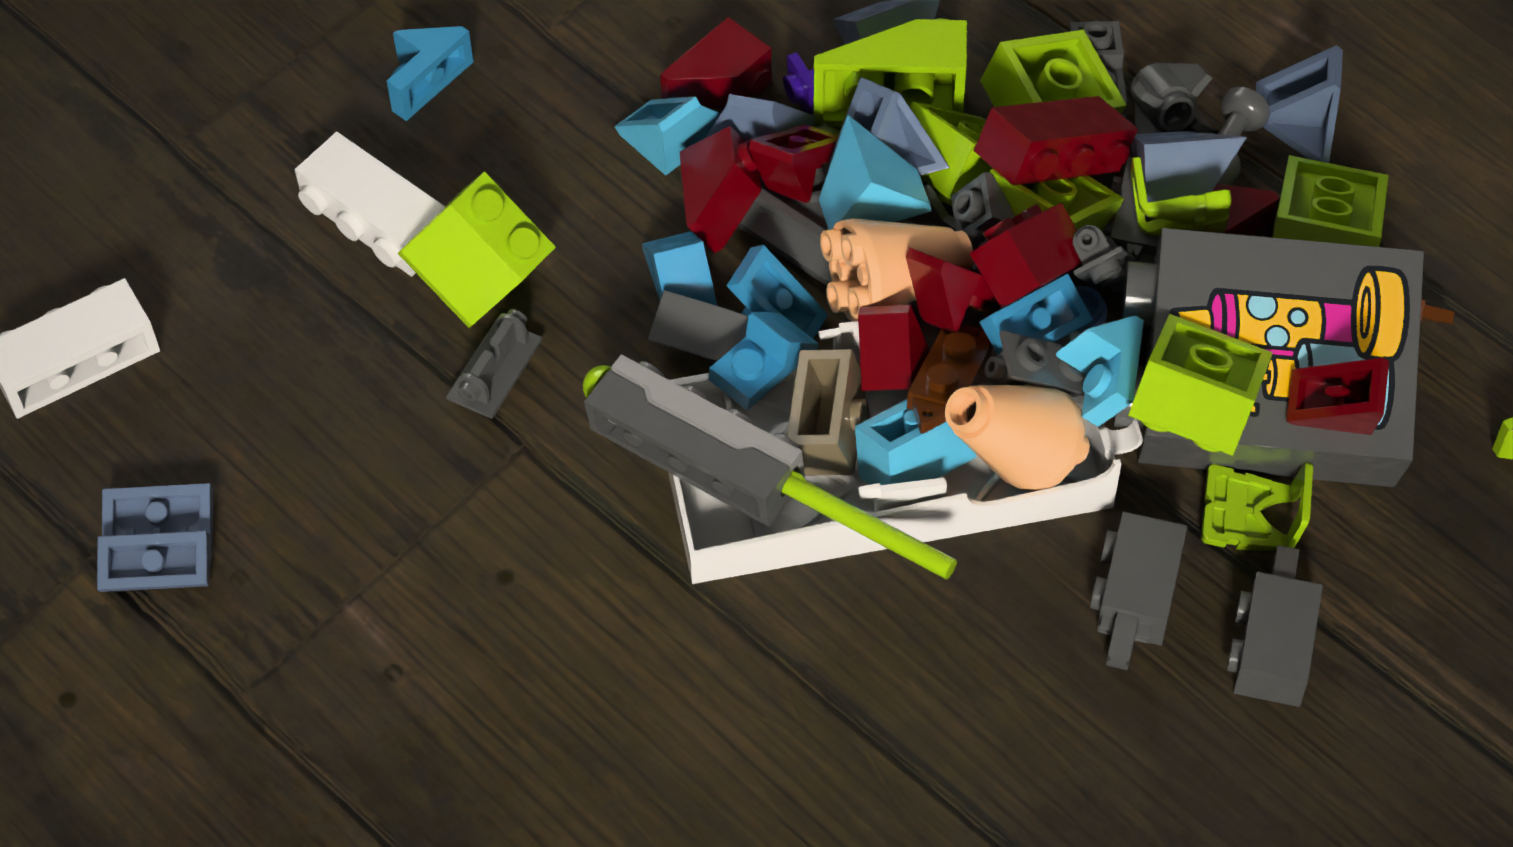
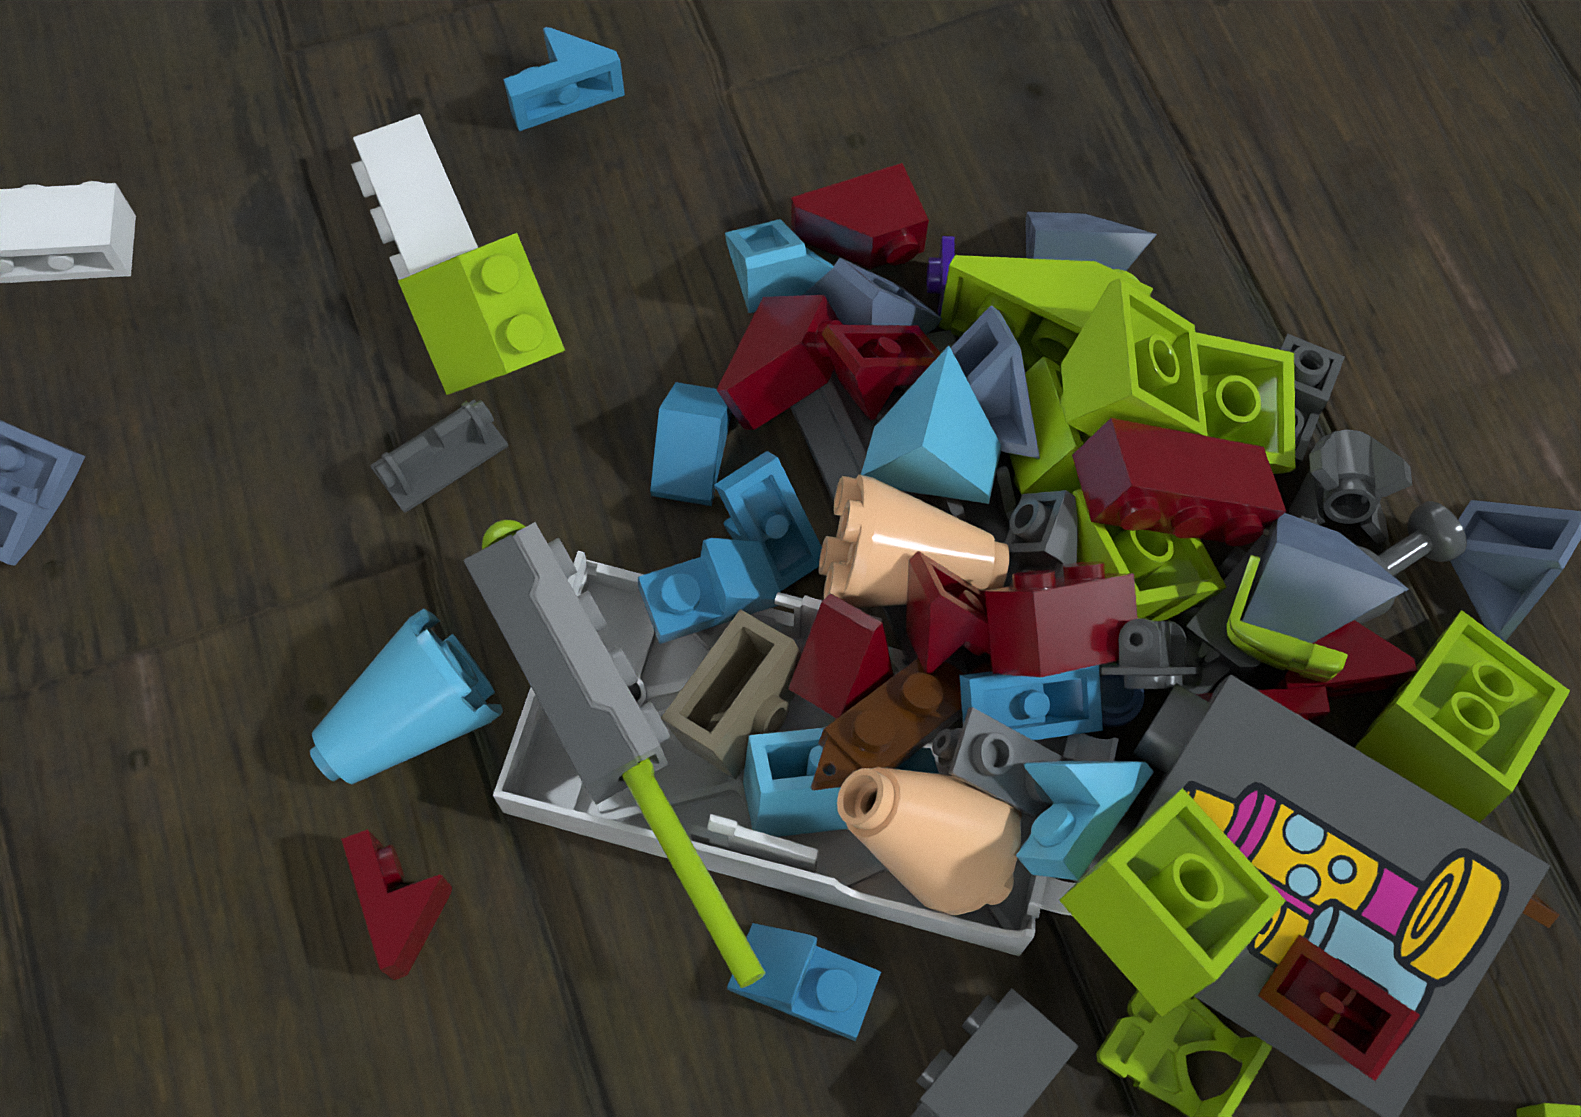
camera: 25 degrees right, 10 degrees up
(584, 531) = (404, 704): none -> medium azure cone
(657, 673) = (395, 918): none -> dark red slope
(696, 327) = (669, 513): dark grey slope -> none
(976, 586) = (809, 981): none -> dark azure slope
(981, 71) = (1133, 366): none -> lime slope

